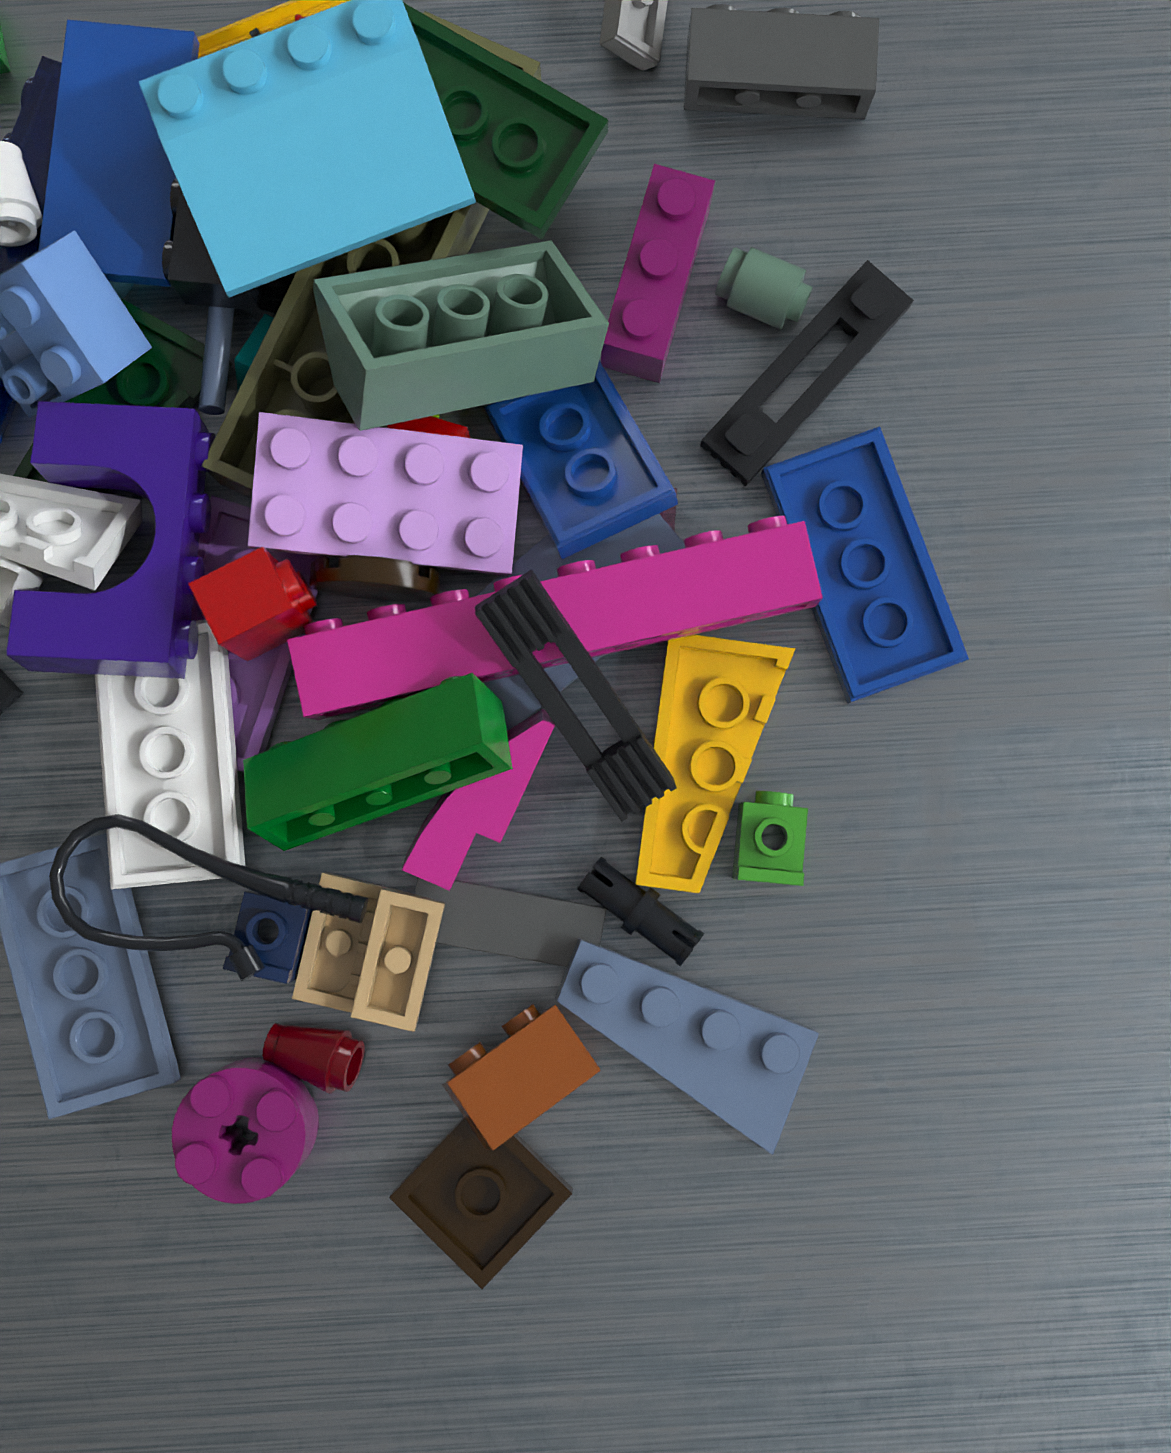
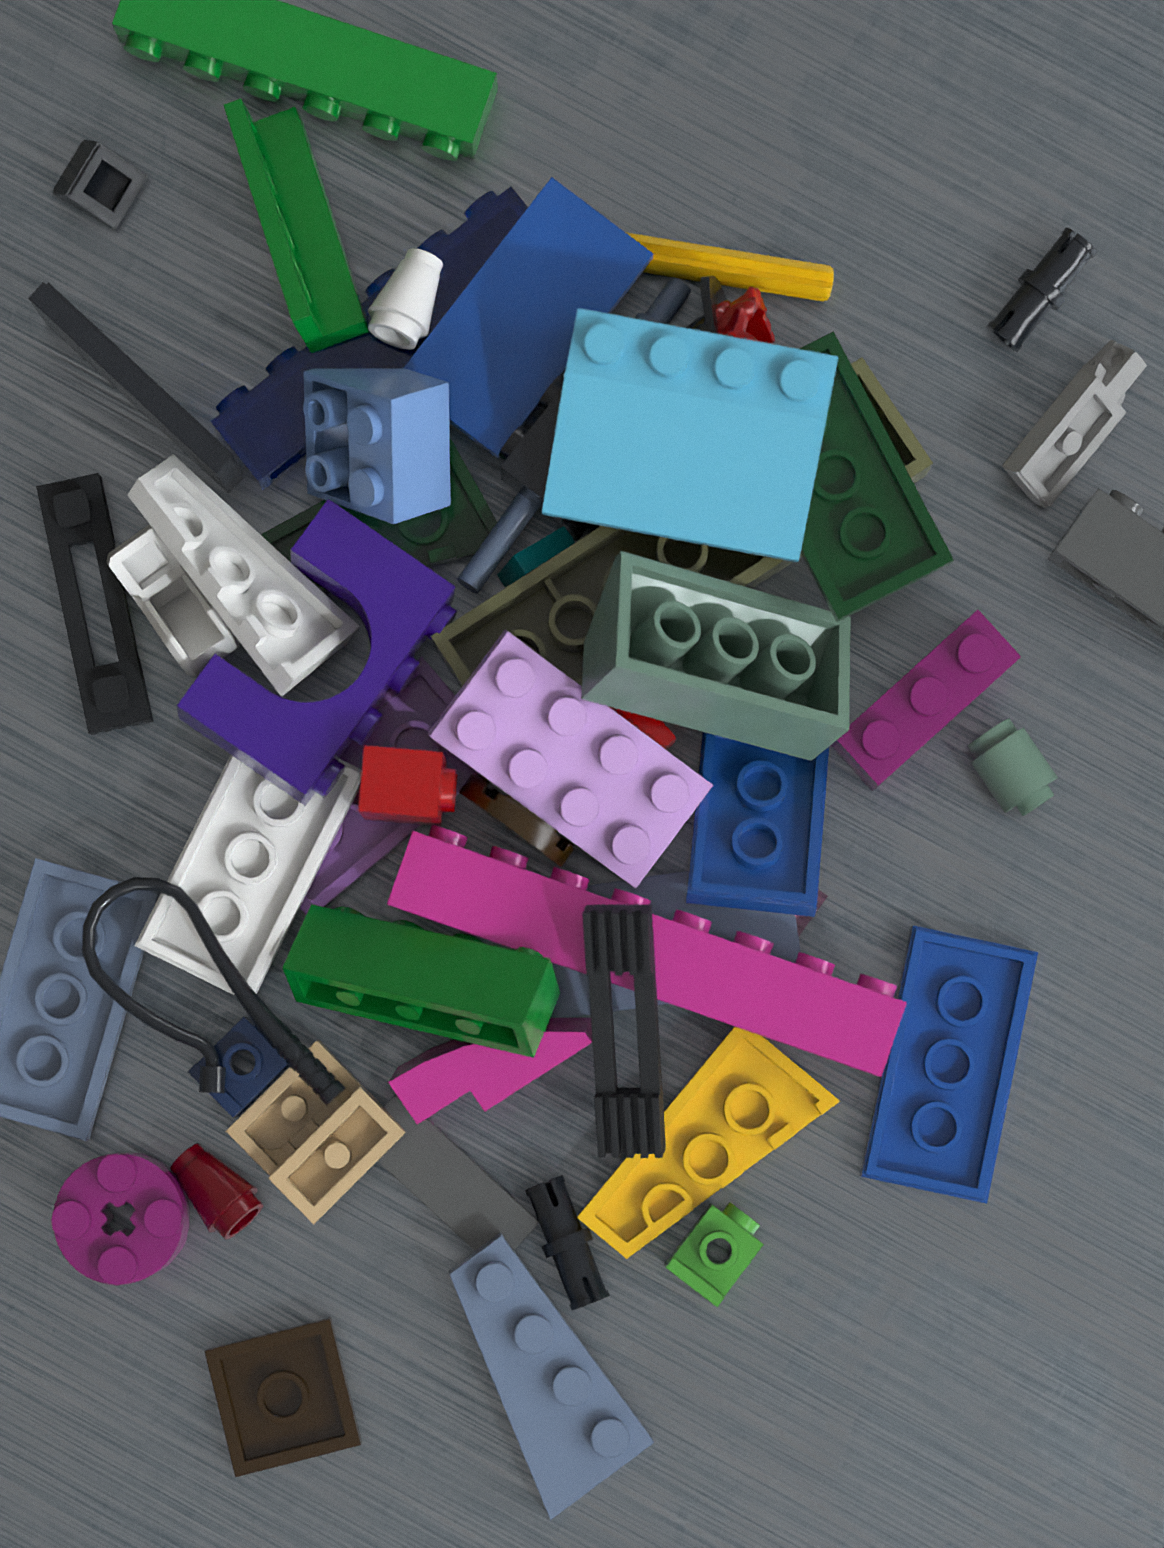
camera: 30 degrees right, 0 degrees up
(519, 1076) = (379, 1317): dark orange brick -> none
(748, 437) = (1092, 837): black container -> none

